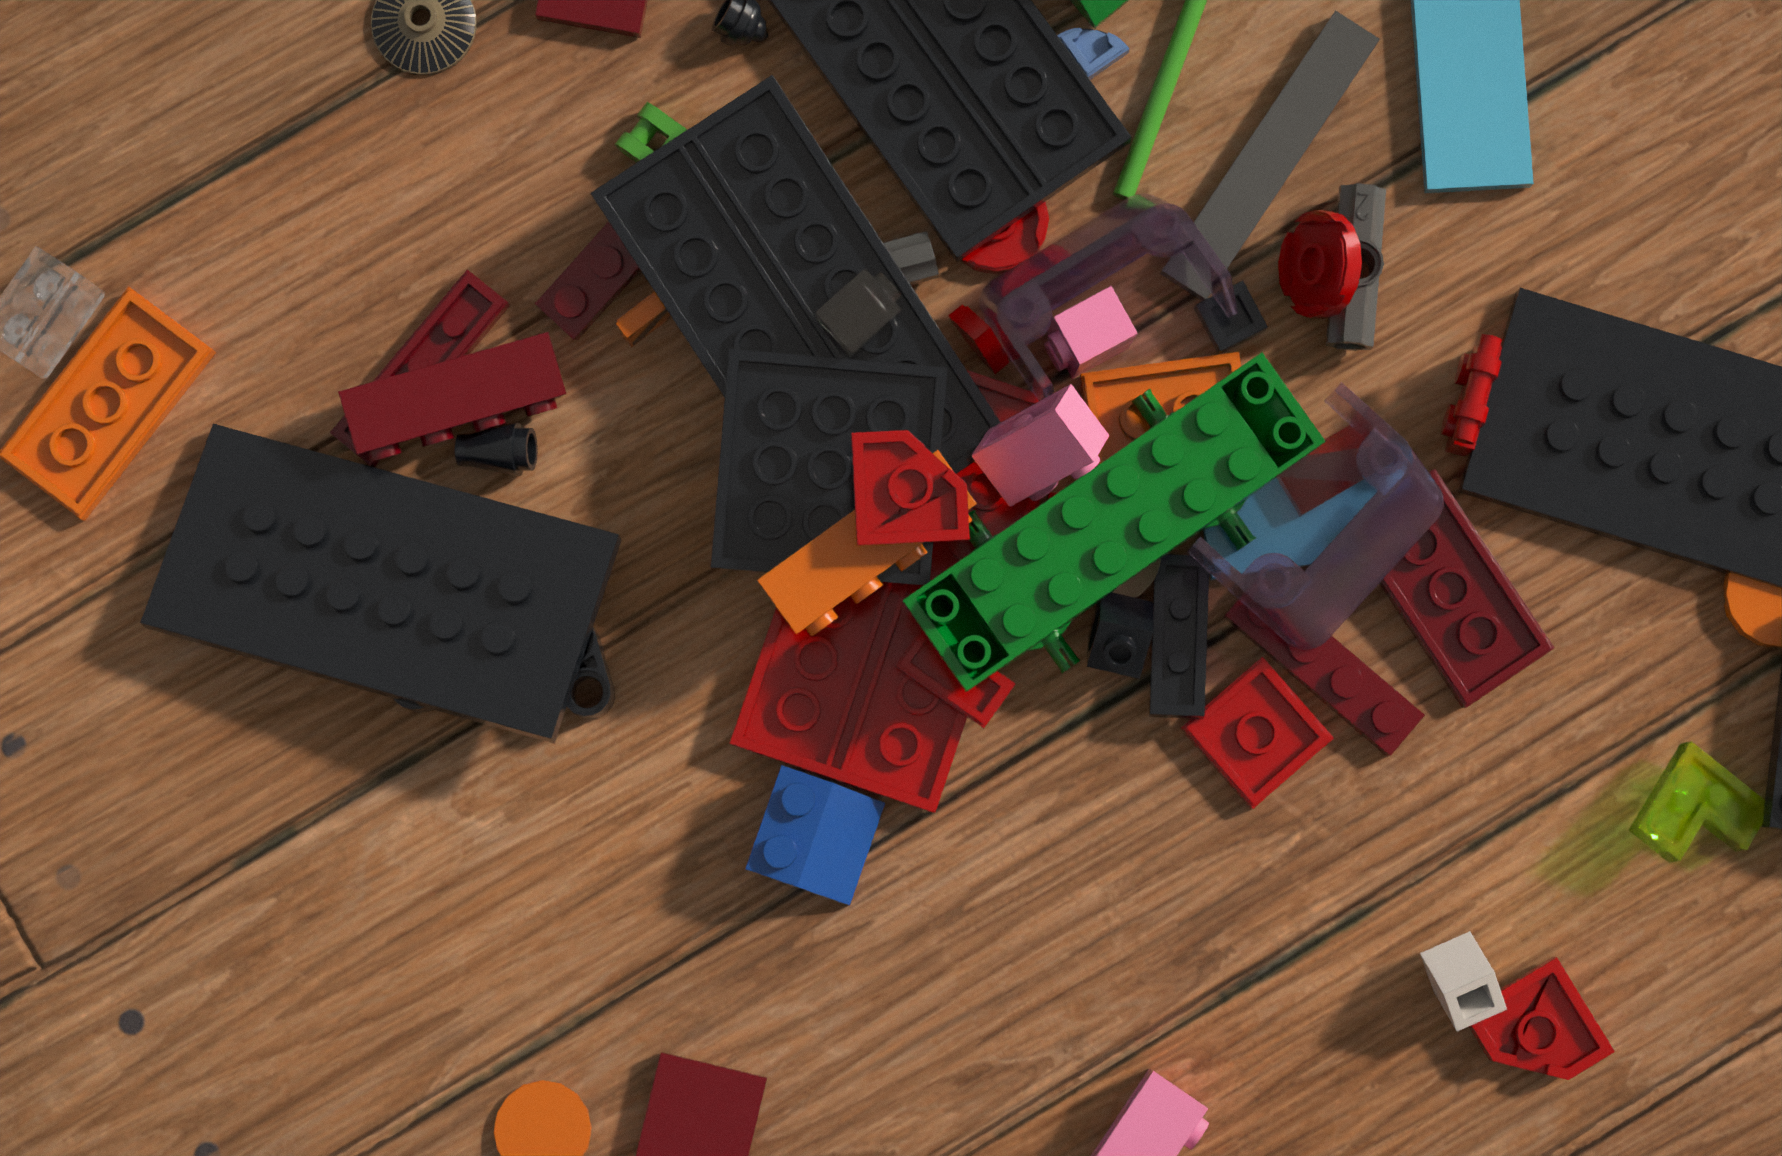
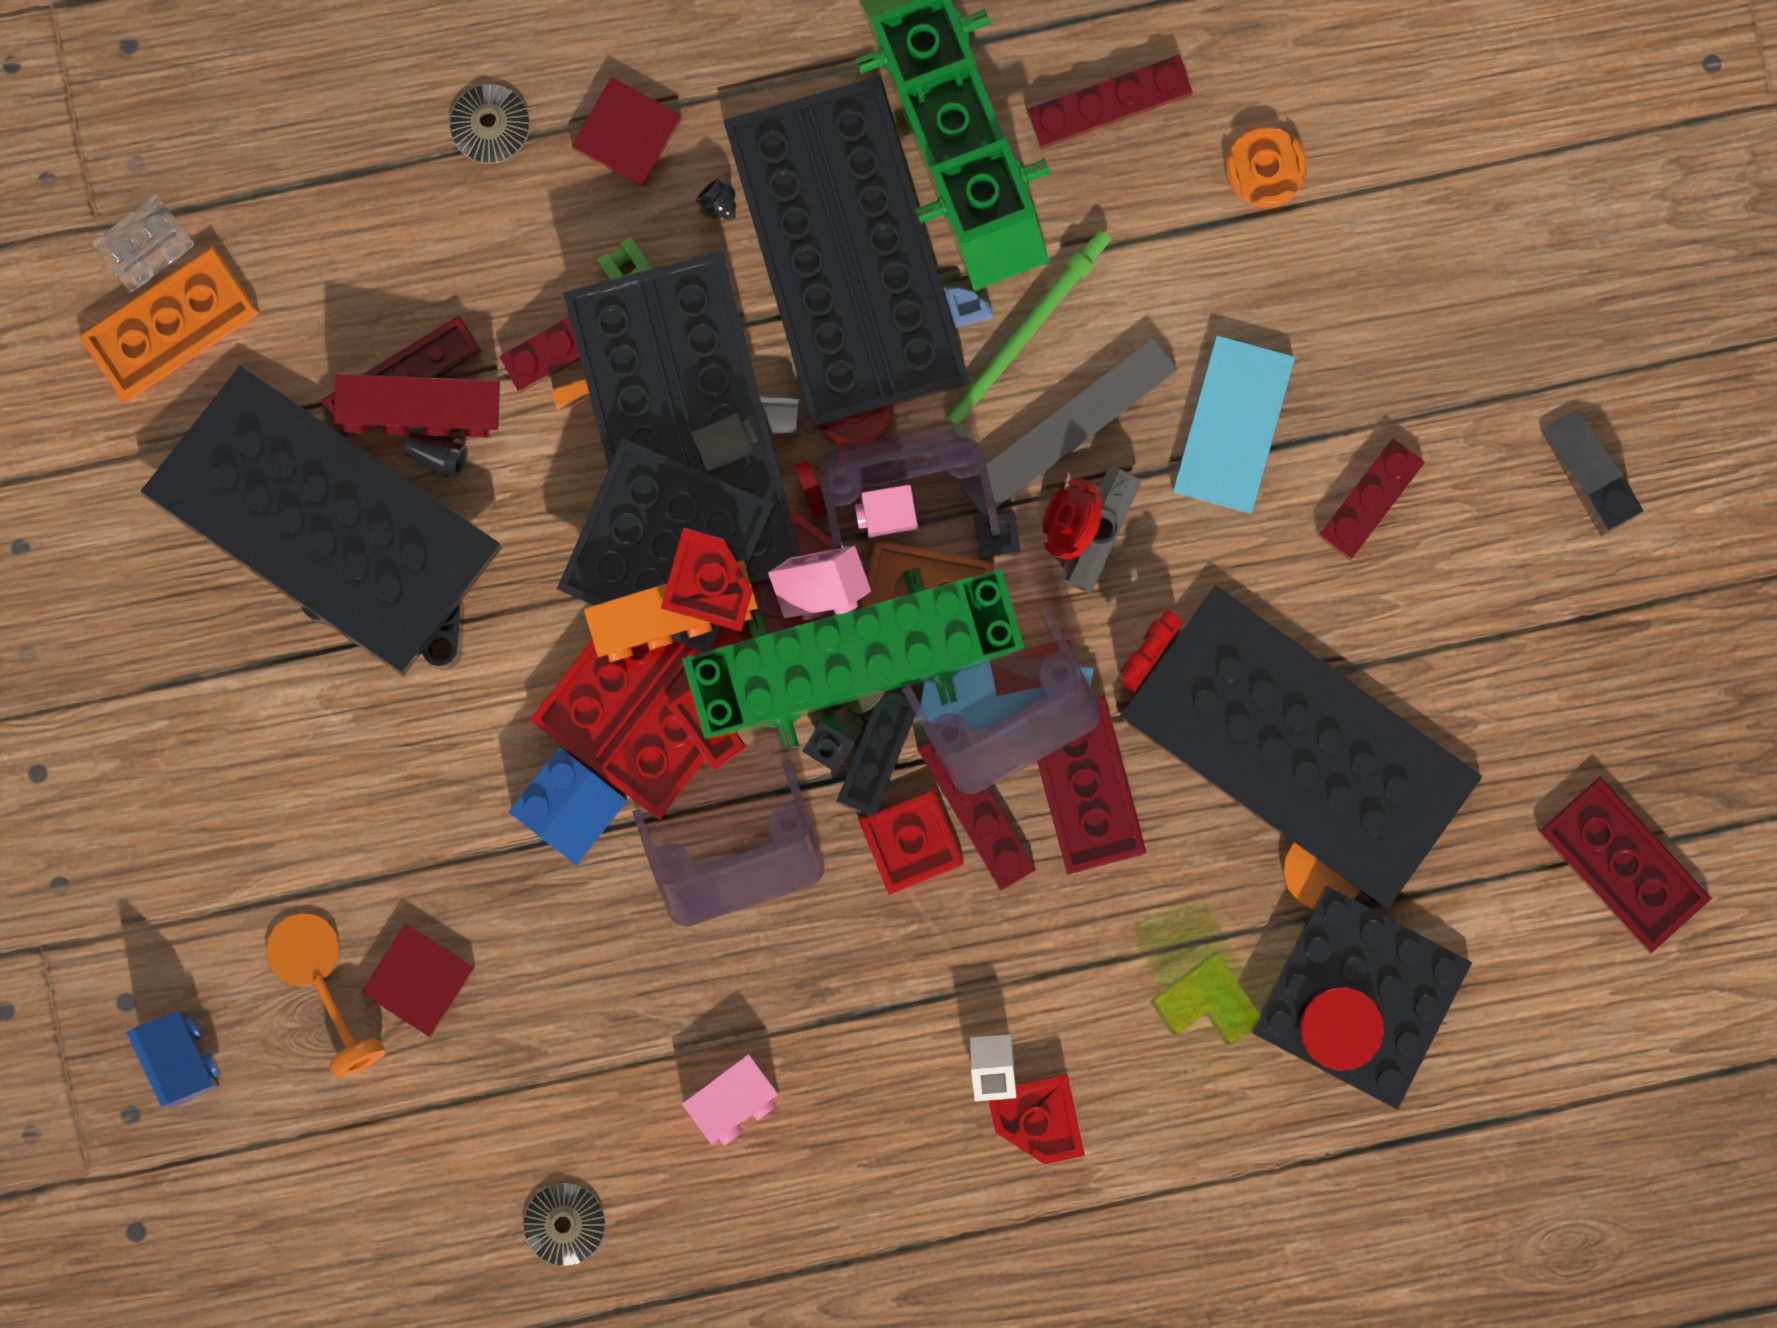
camera: 25 degrees right, 0 degrees up
(1068, 854) = (742, 879): none -> clear purple windscreen
(1671, 119) = (1371, 499): none -> dark red plate

